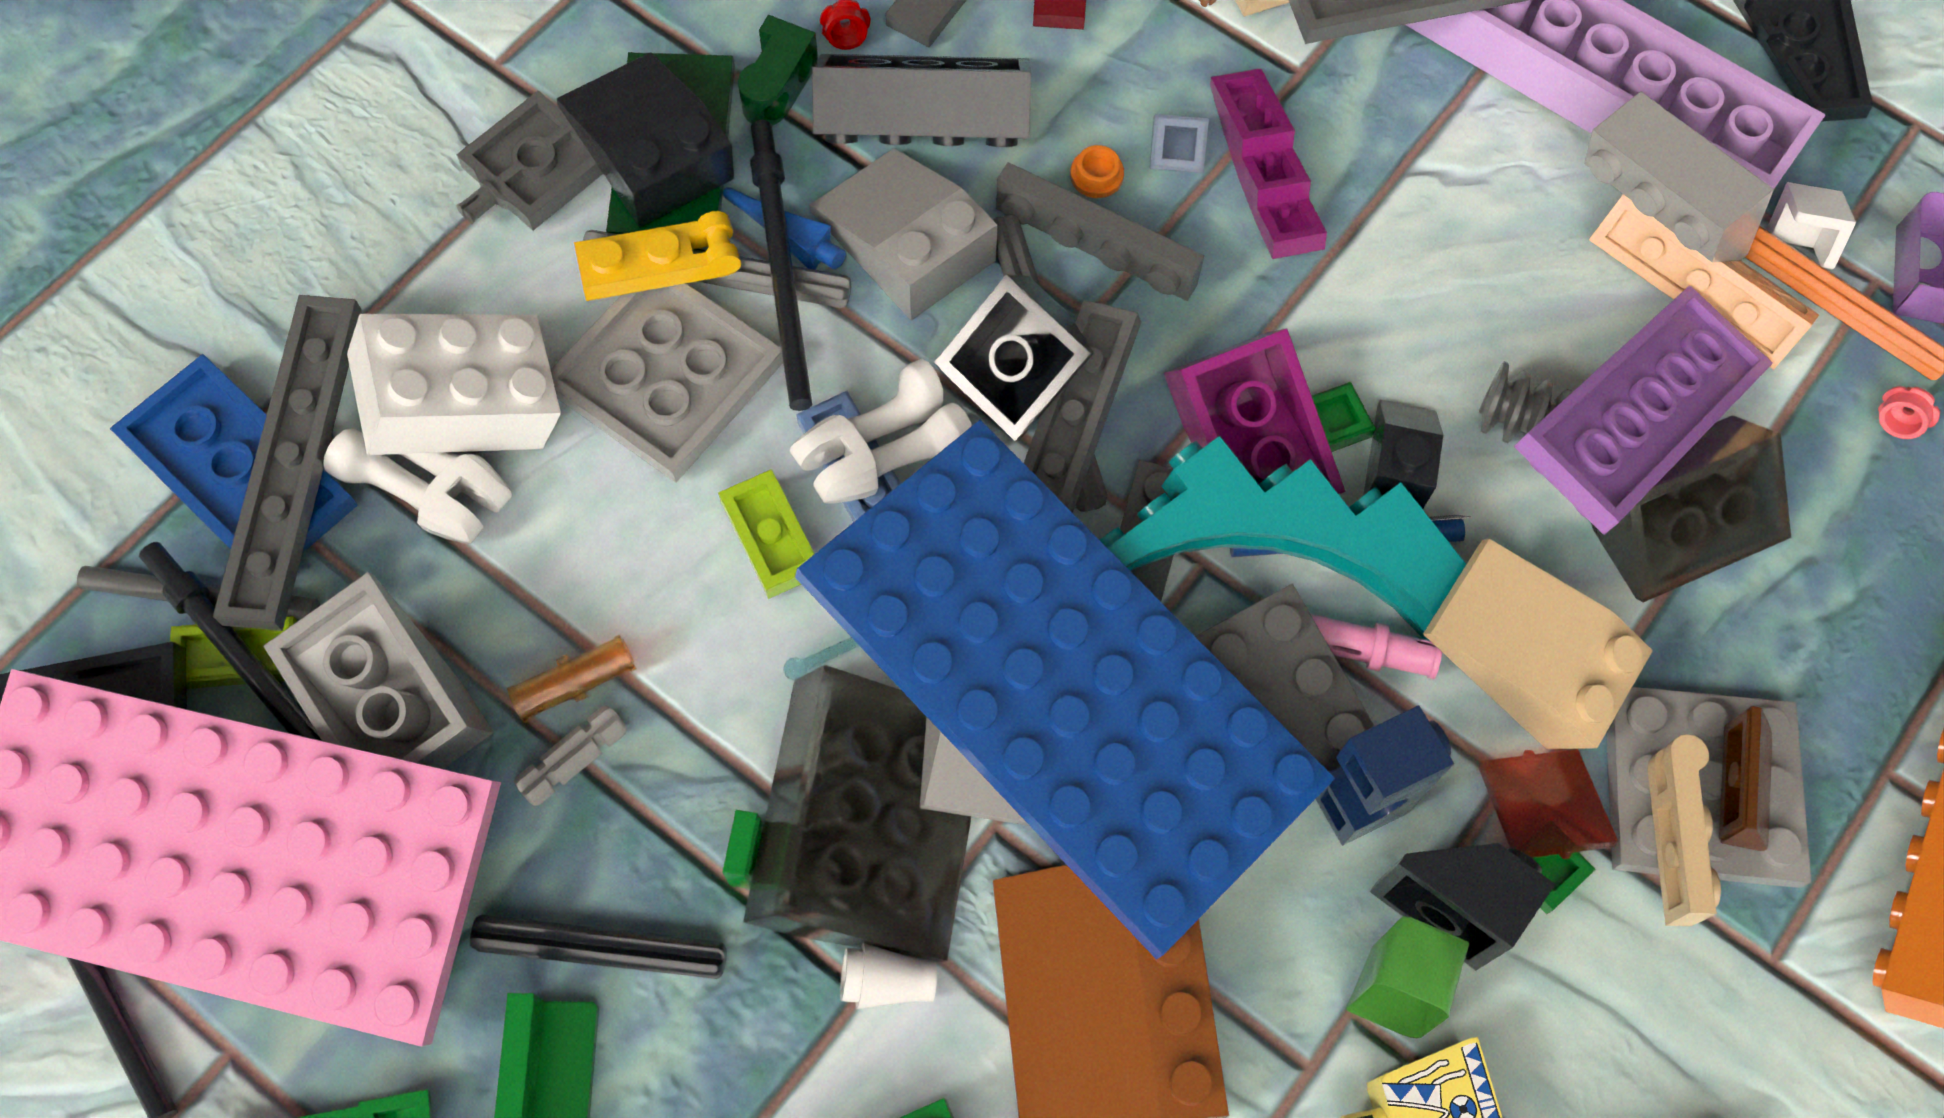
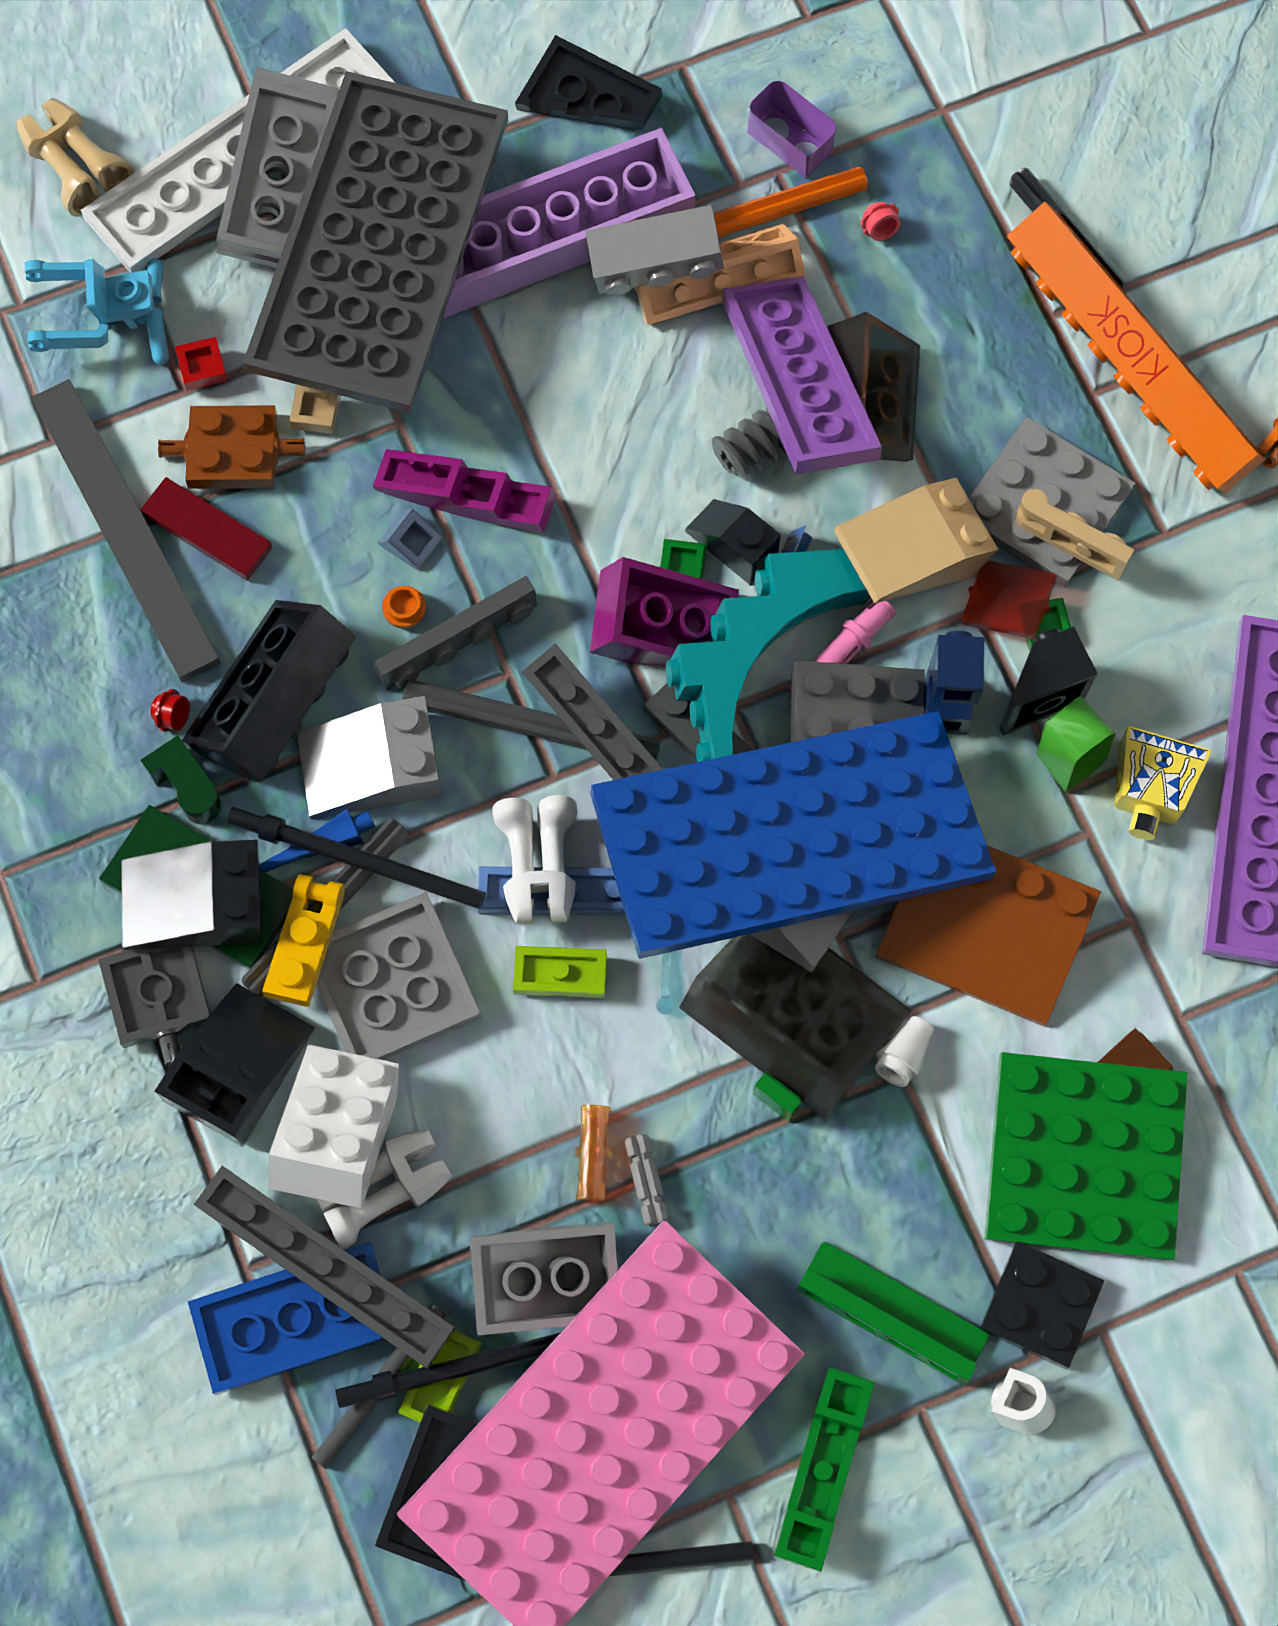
camera: 60 degrees left, 5 degrees up
(484, 260) = (234, 1063): none -> black slope
(598, 946) = (790, 1219): black axle -> none
(1015, 354) = (535, 737): black slope -> none
(1746, 781) = (1061, 479): reddish brown slope -> none
(1813, 219) = (721, 179): white panel -> none

